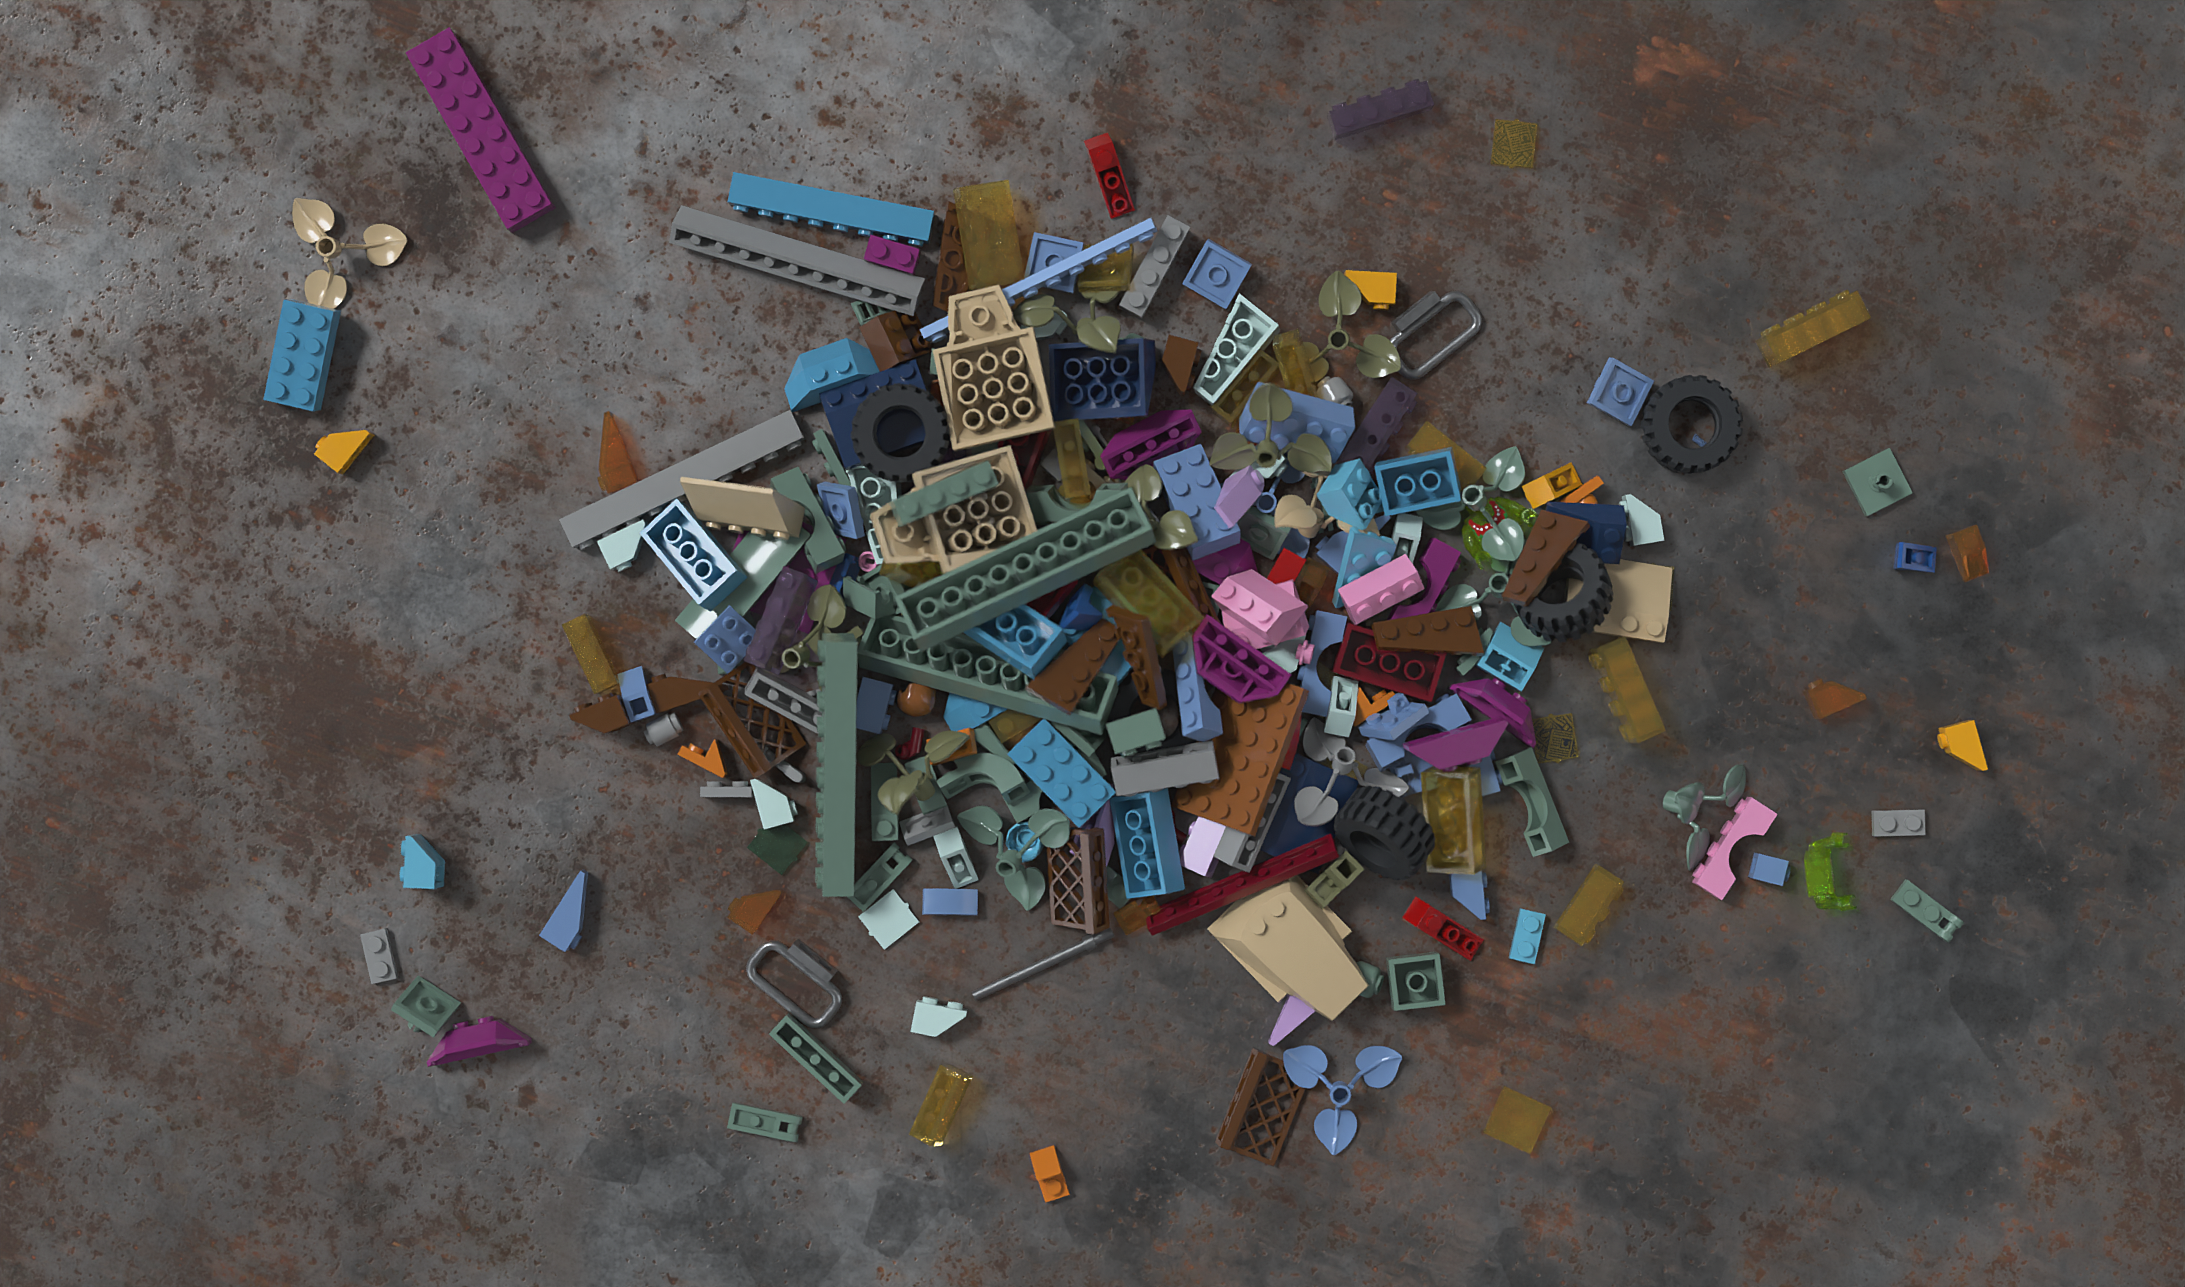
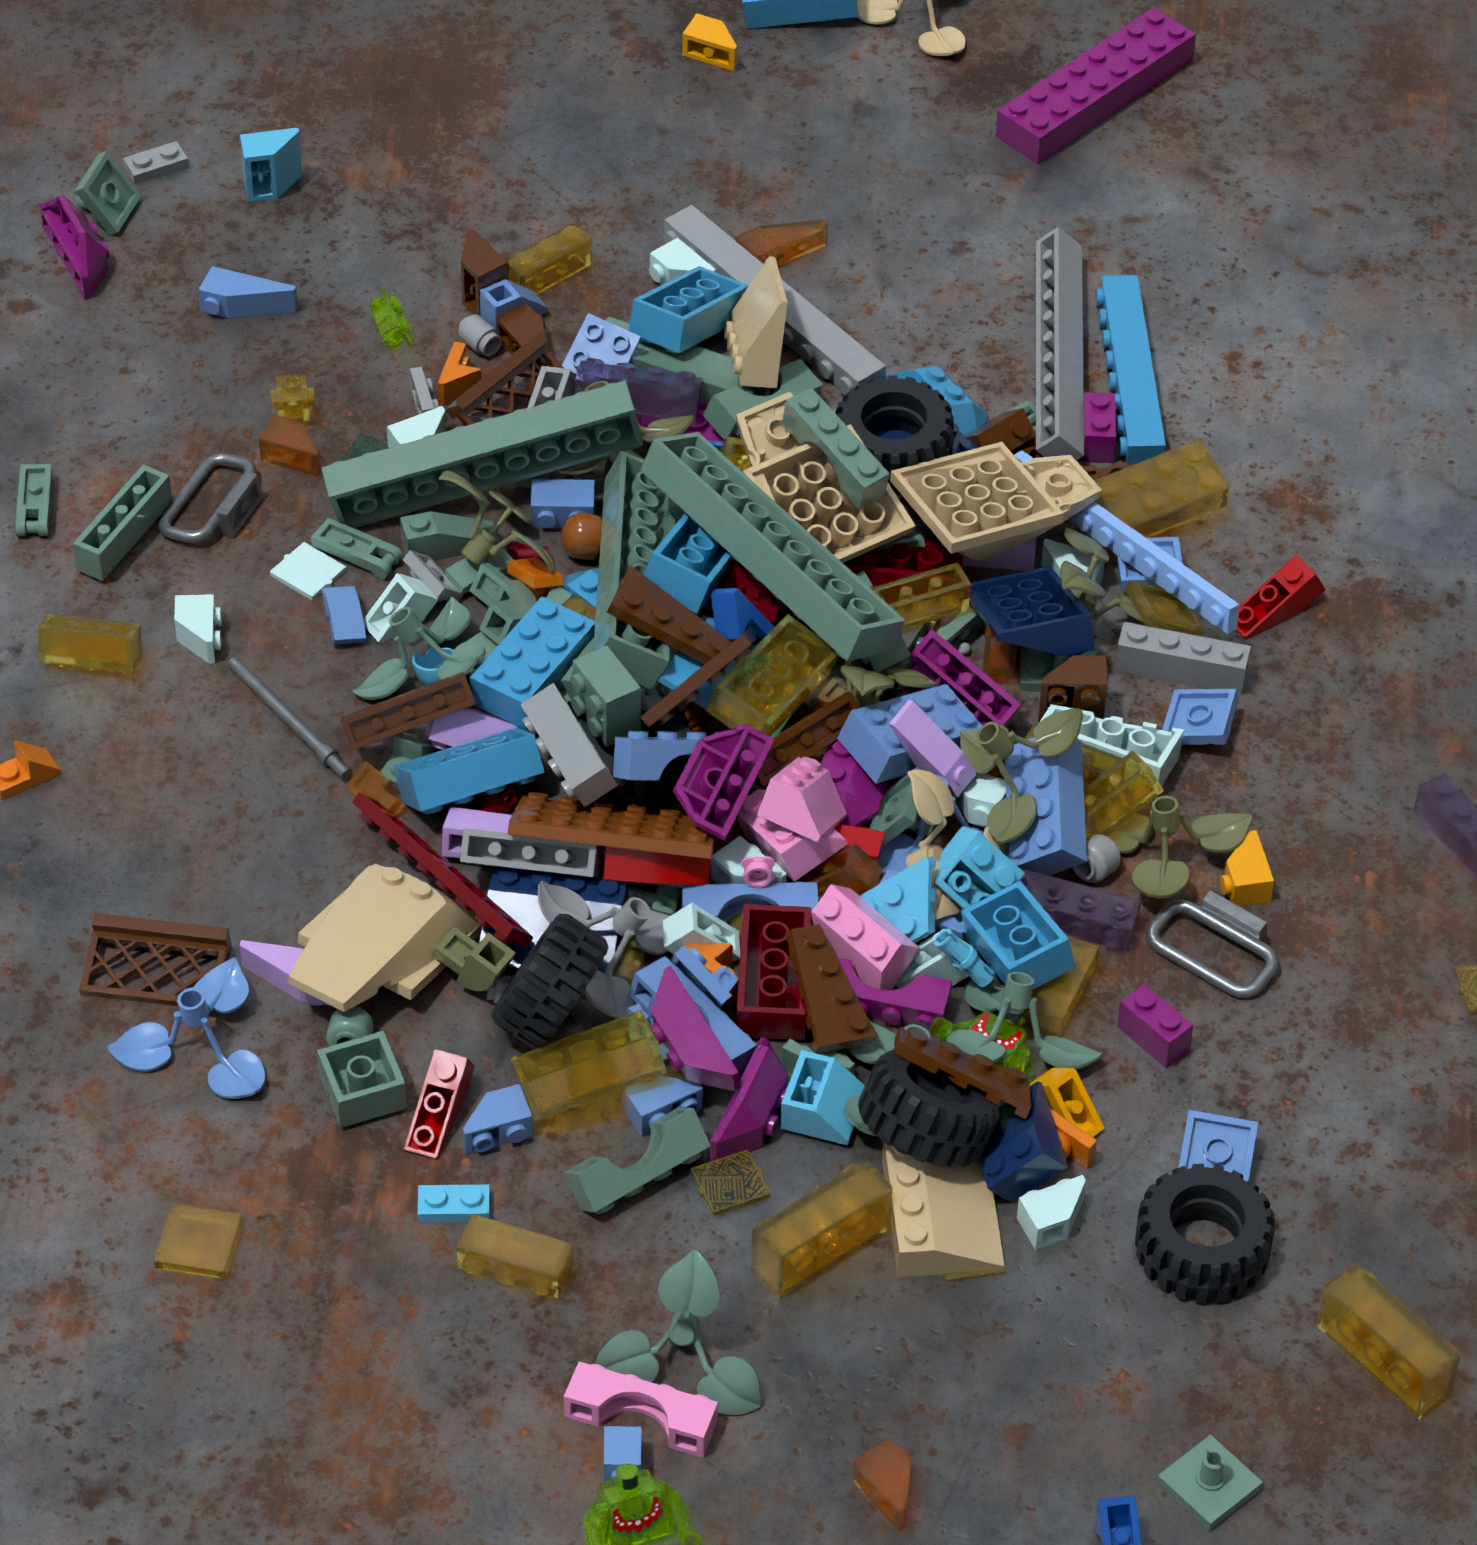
camera: 75 degrees right, 40 degrees down
(611, 796) = (390, 322): none -> clear neon green hinge
(714, 897) = (293, 397): none -> clear yellow brick
(1423, 525) = (964, 957): none -> medium azure pin
(1499, 400) = (1155, 1025): none -> magenta brick

